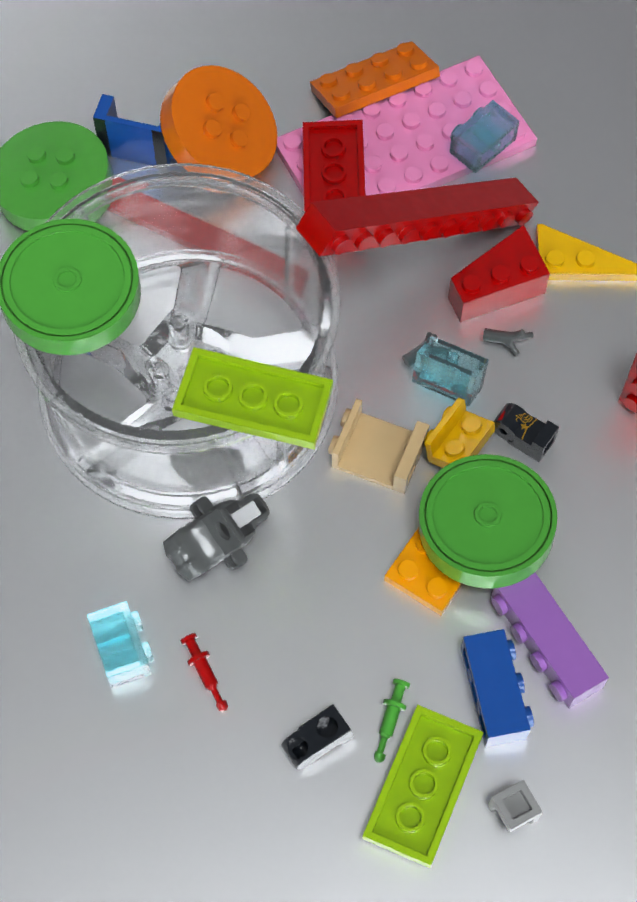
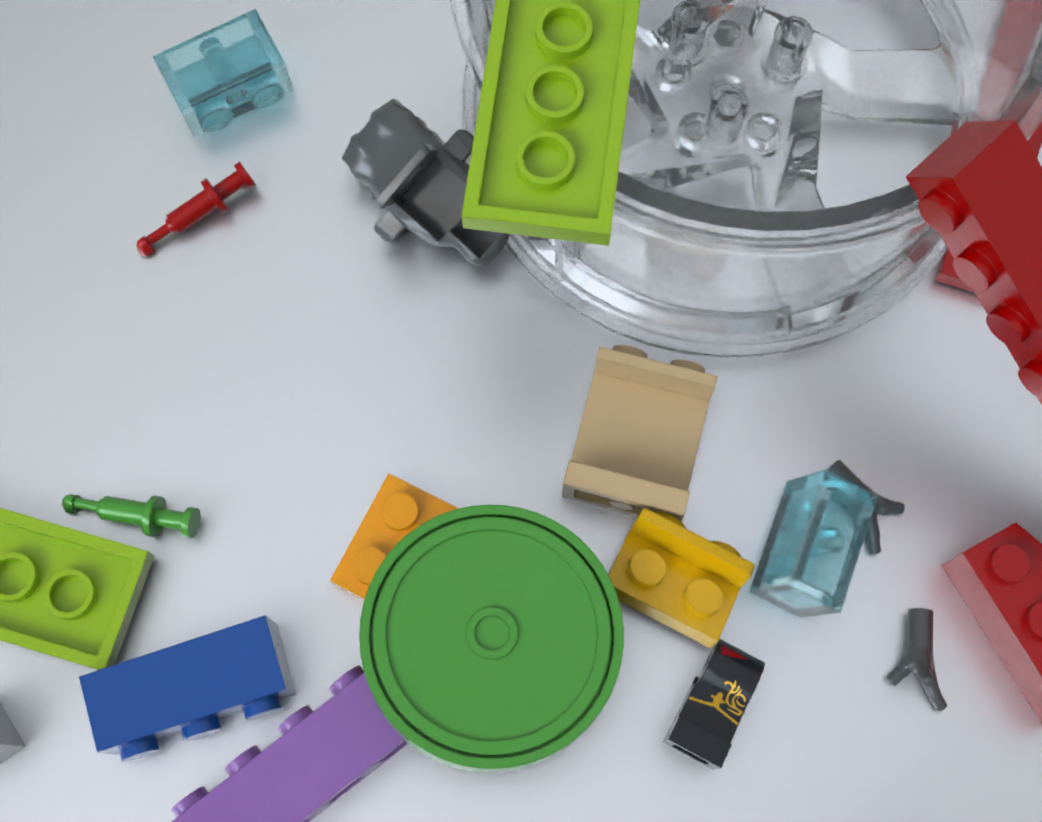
camera: 85 degrees right, 10 degrees up
(317, 737) = (88, 399): black leg -> none

